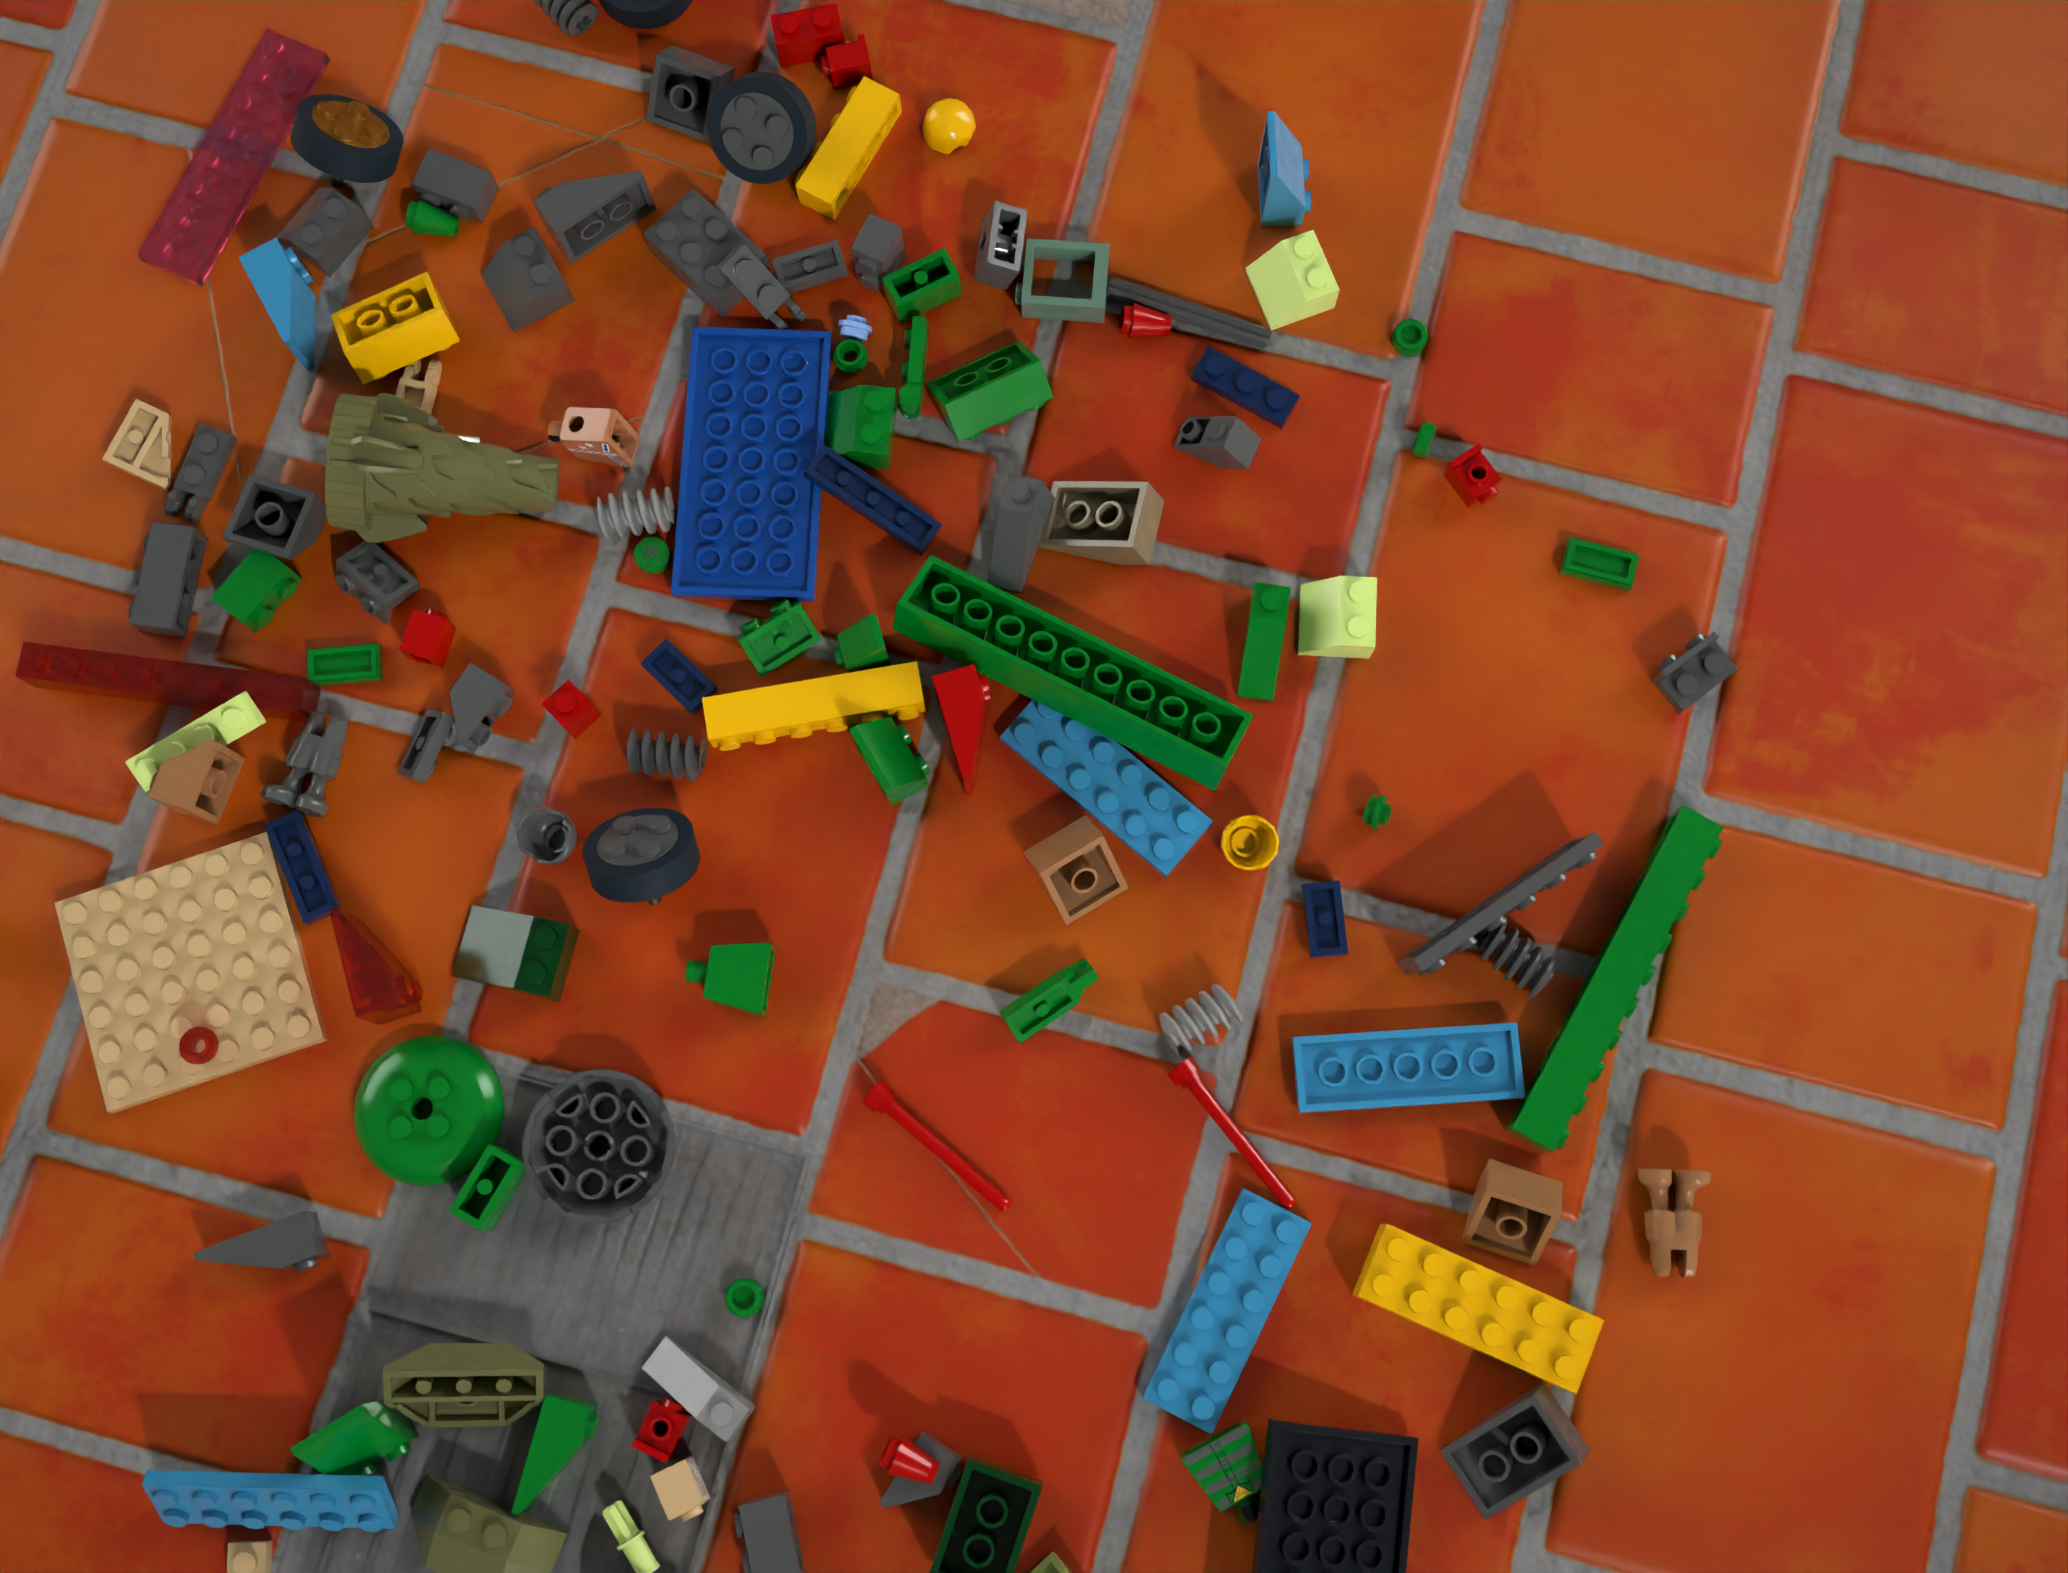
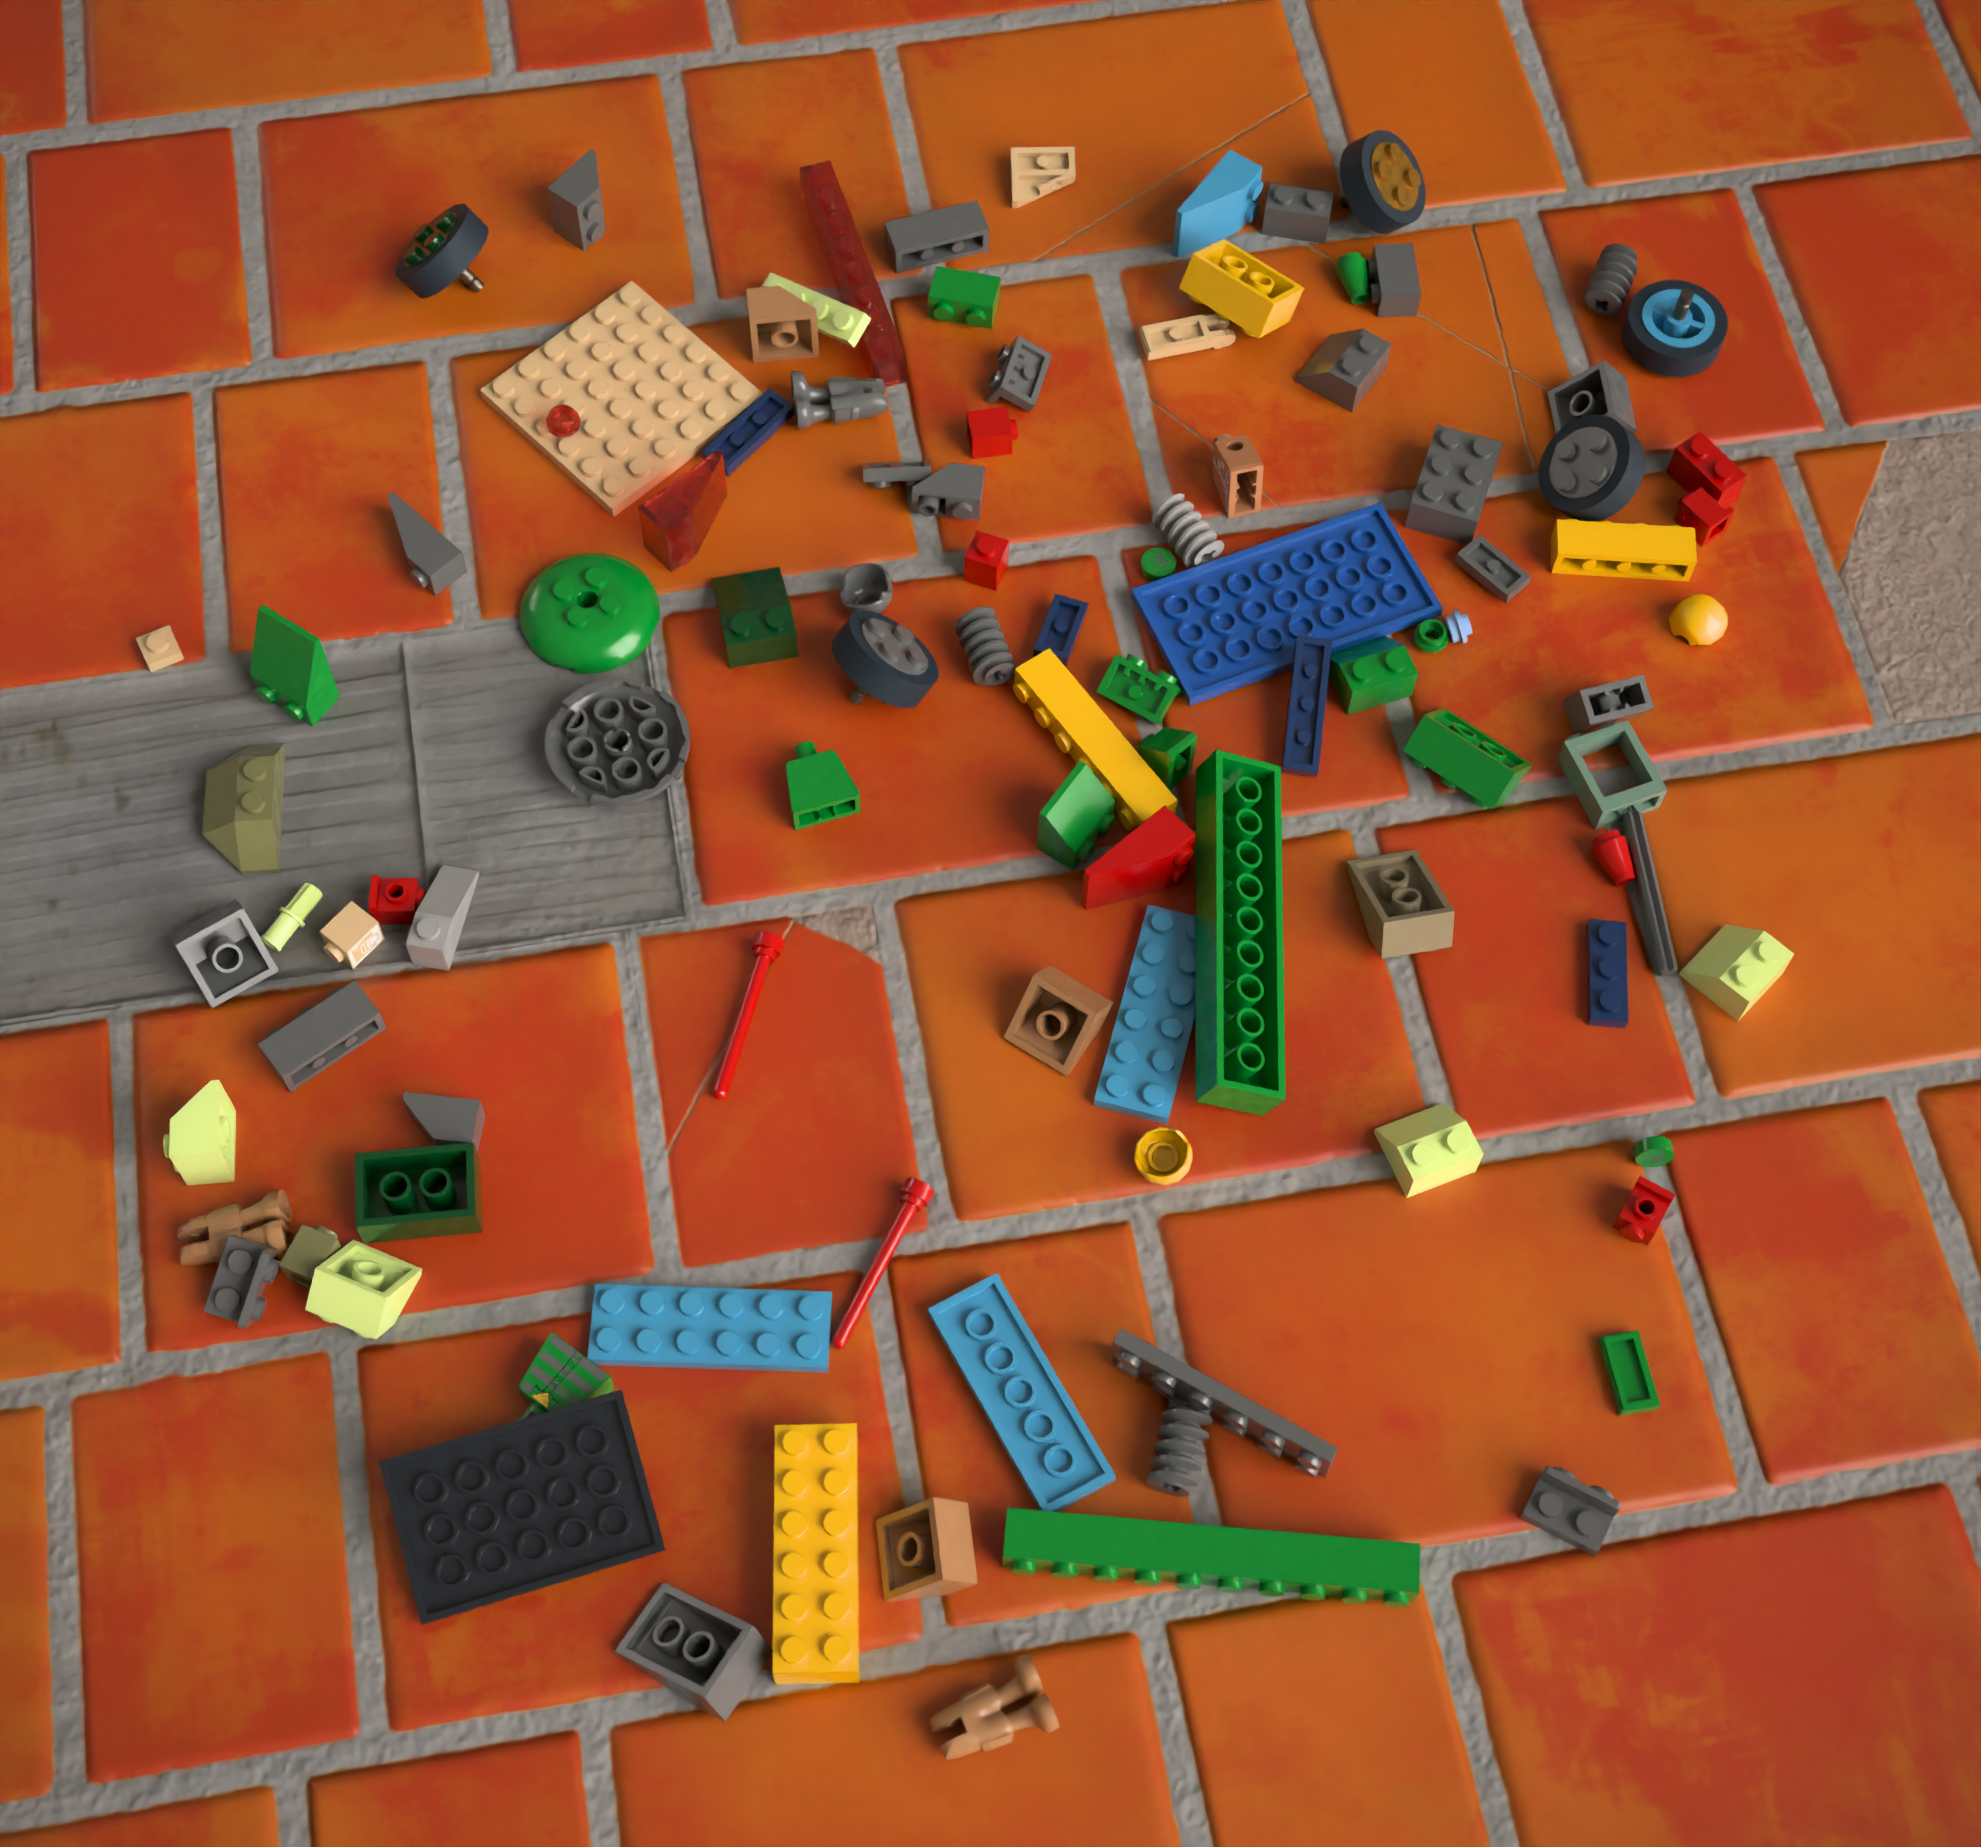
camera: 60 degrees right, 15 degrees down
(200, 473) = (1038, 220): dark grey hinge -> none
(233, 158) = (1318, 122): clear pink plate -> none
(271, 1500) = (217, 635): dark azure plate -> none
(276, 518) = (1029, 280): dark grey slope -> none
(345, 664) = (935, 388): green tile -> none
(397, 464) = (1119, 332): olive cone -> none
(464, 1384) = (368, 728): olive wedge -> none
(489, 1188) = (542, 676): green brick -> none
(558, 1438) = (349, 823): green slope -> none
(593, 210) = (1434, 381): dark grey slope -> none
(744, 1297) = (539, 918): green tile -> none
(758, 286) = (1445, 530): dark grey hinge -> none
(877, 251) = (1535, 609): dark grey brick -> none
(908, 1461) = (450, 1093): red cone -> none
(914, 370) = (1451, 690): green hinge -> none
(922, 285) = (1529, 658): green brick -> none
(1018, 531) = (1354, 833): dark grey slope -> none
(1048, 1000) = (924, 1046): green hinge -> none
(1199, 1018) = (971, 1183): light grey piece -> none
(1218, 441) = (1537, 968): dark grey slope -> none
(1263, 641) = (1368, 1088): green slope -> none
(1282, 176) = (1831, 902): dark azure slope -> none
(1324, 919) = (1125, 1257): dark blue plate -> none
(1377, 811) = (1256, 1261): green plate -> none
(1409, 337) = (1750, 1099): green tile -> none

